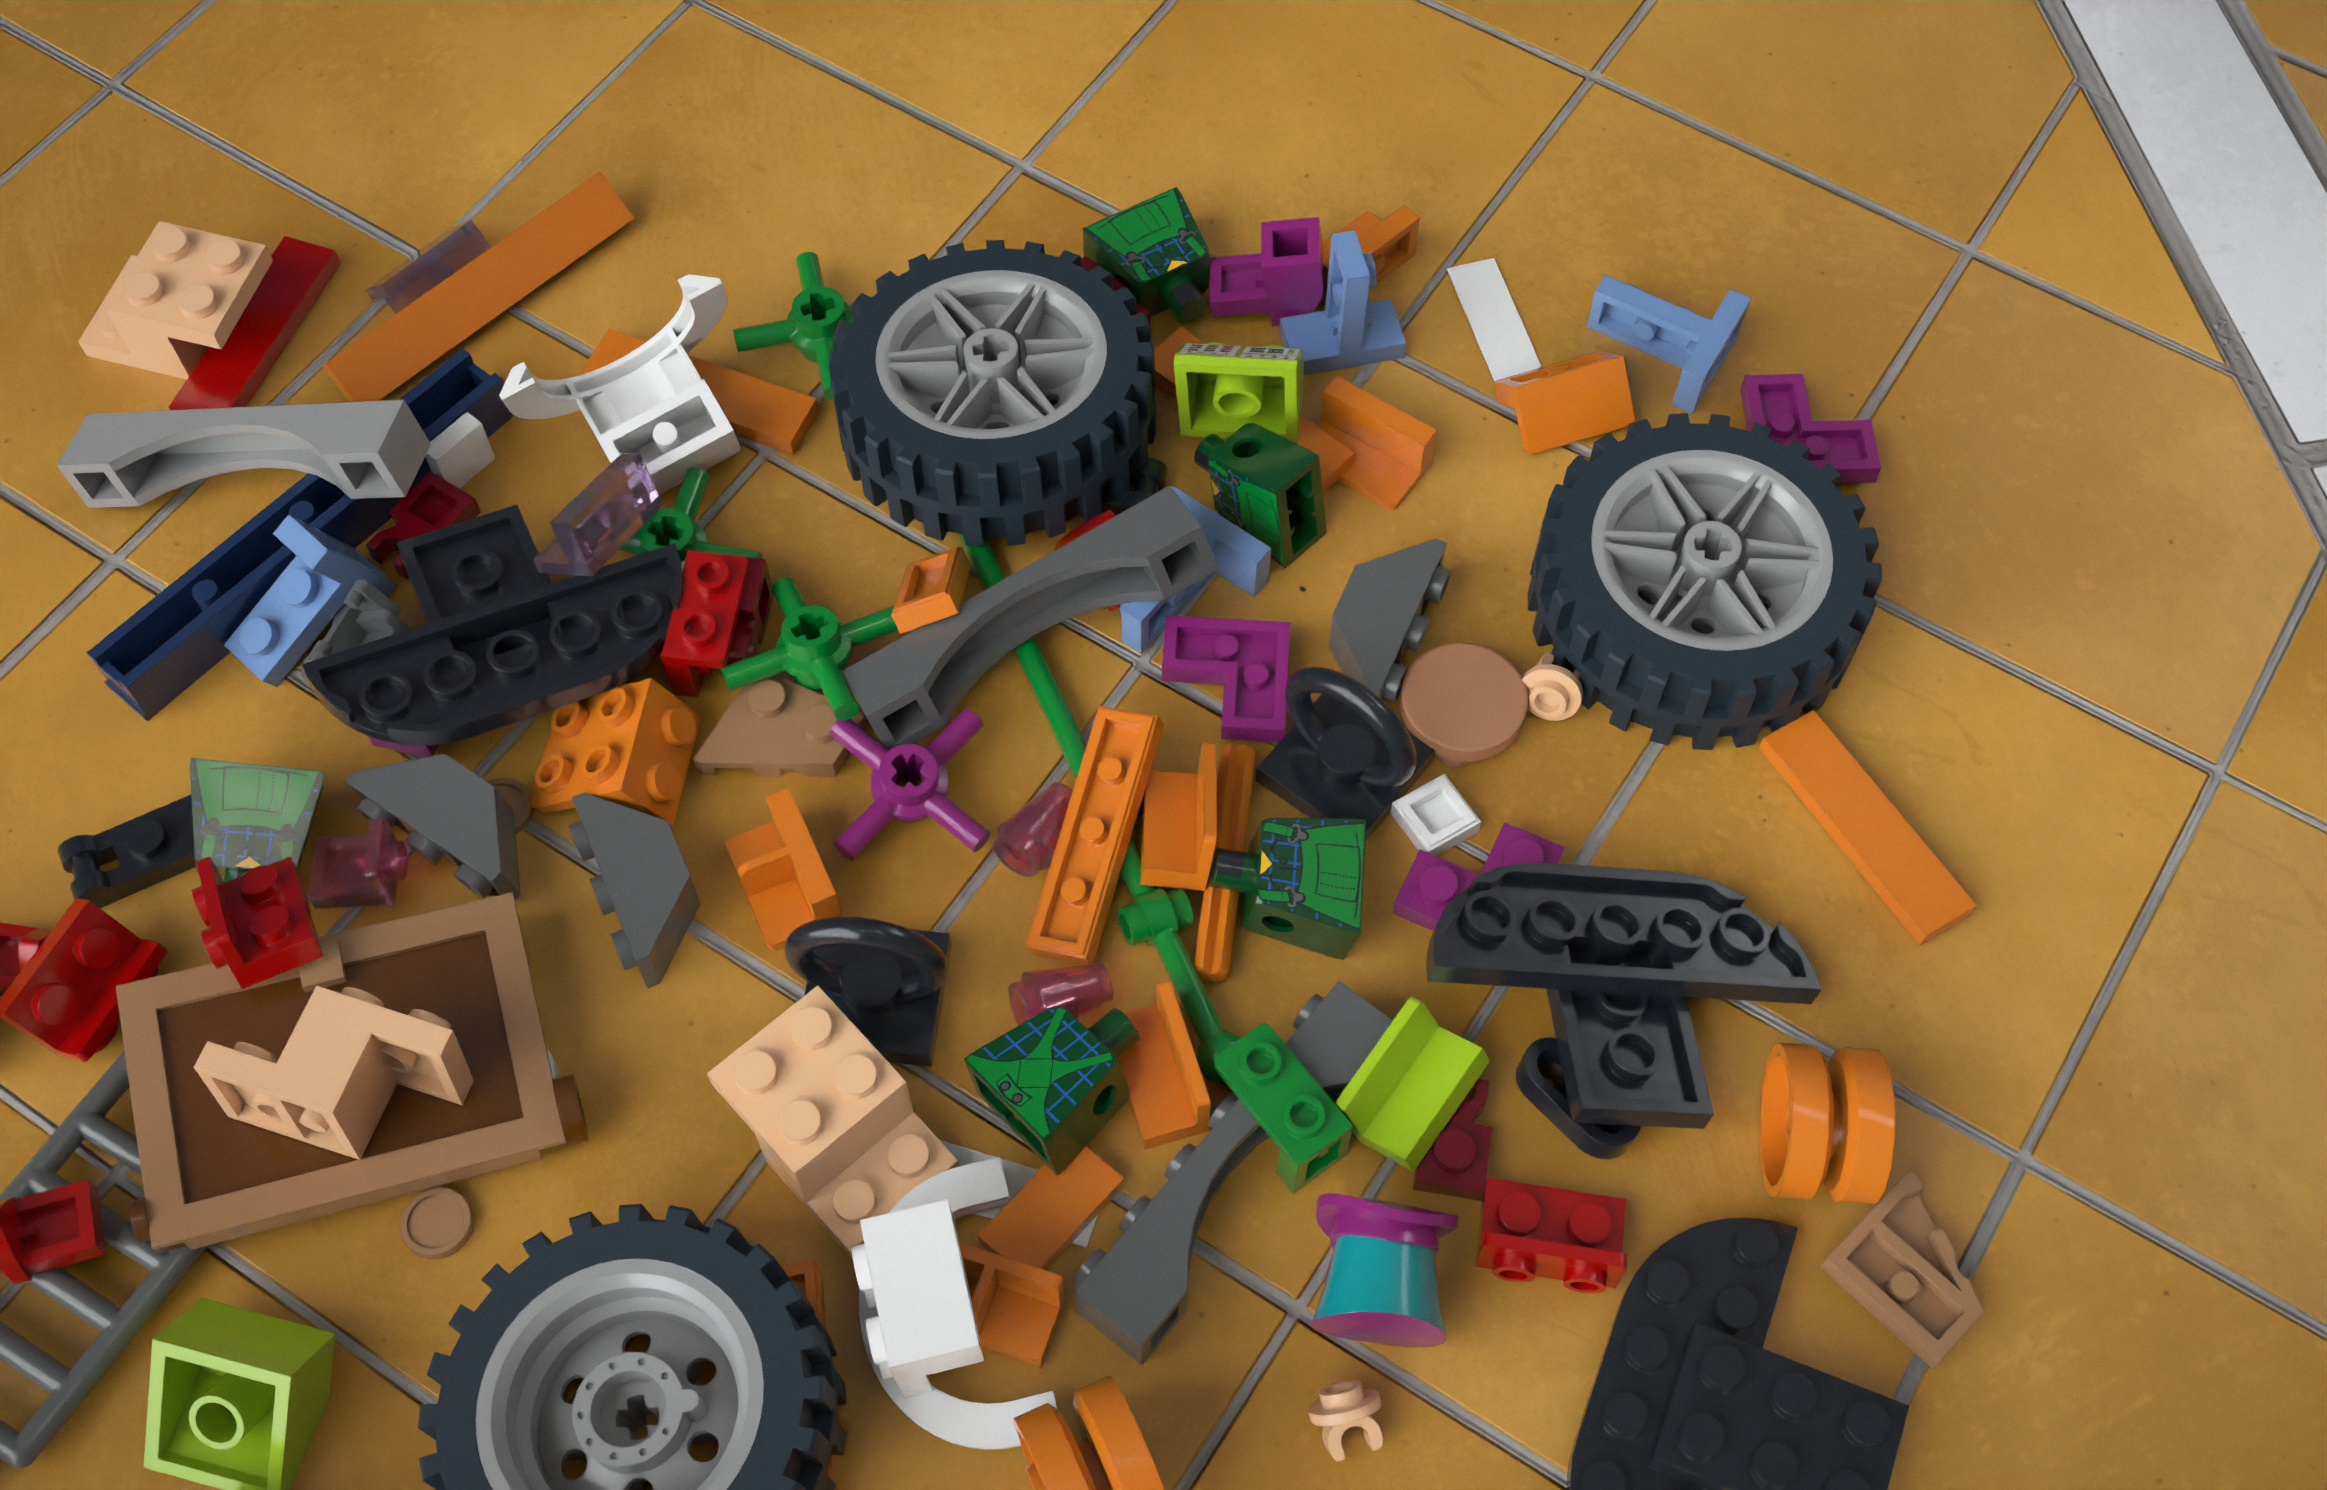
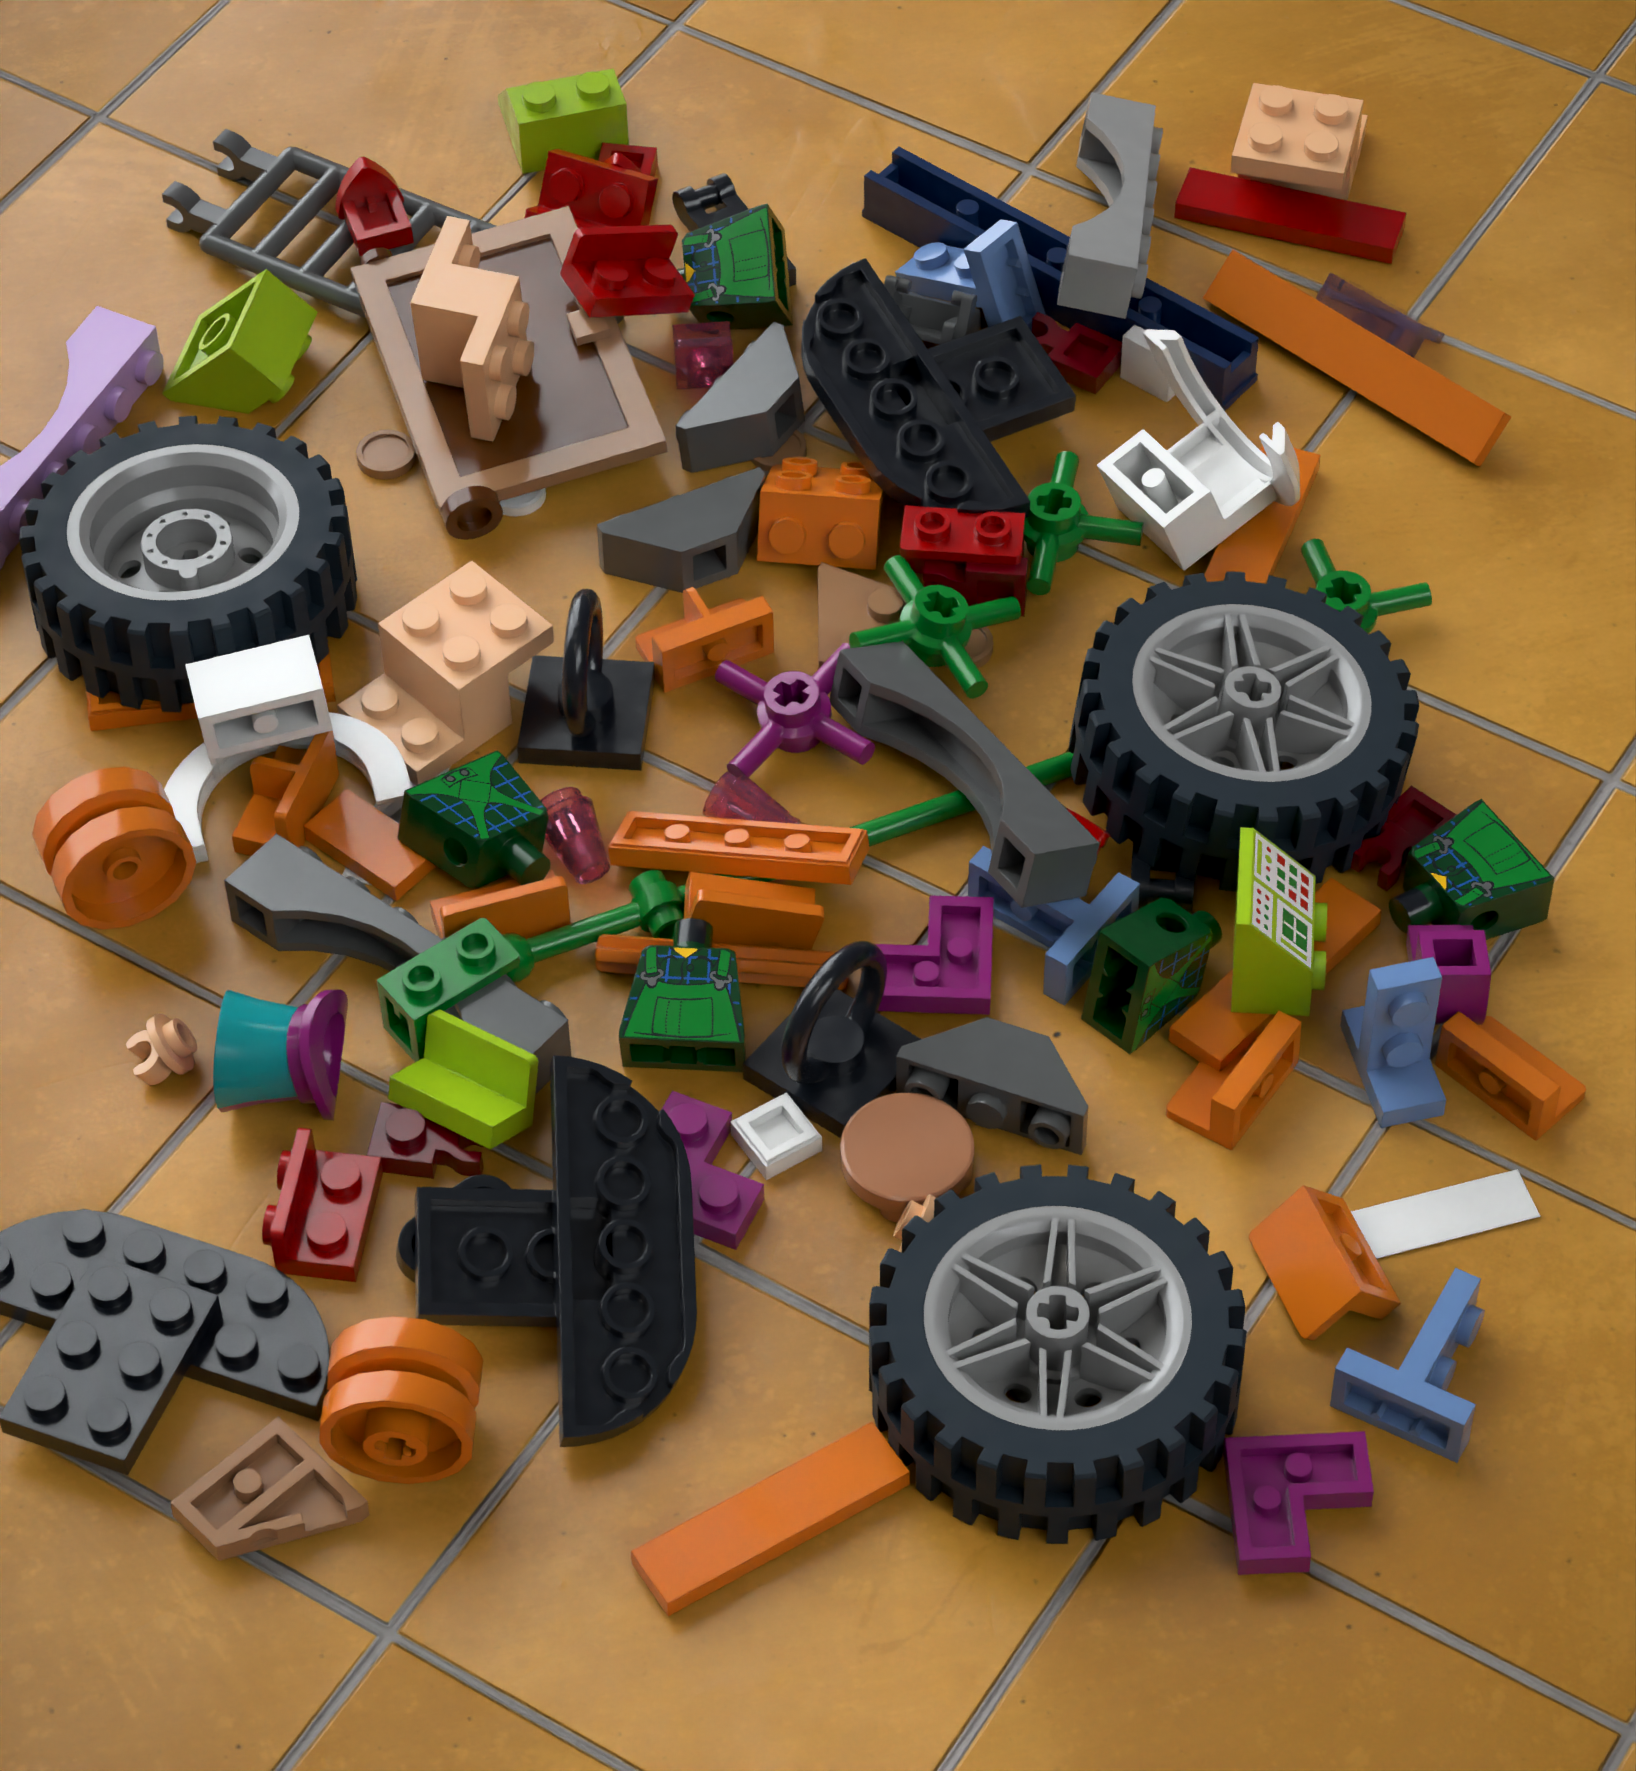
camera: 90 degrees right, 10 degrees down
(601, 519) = (1046, 440): panel -> none
(931, 589) = (1003, 703): orange tile -> none

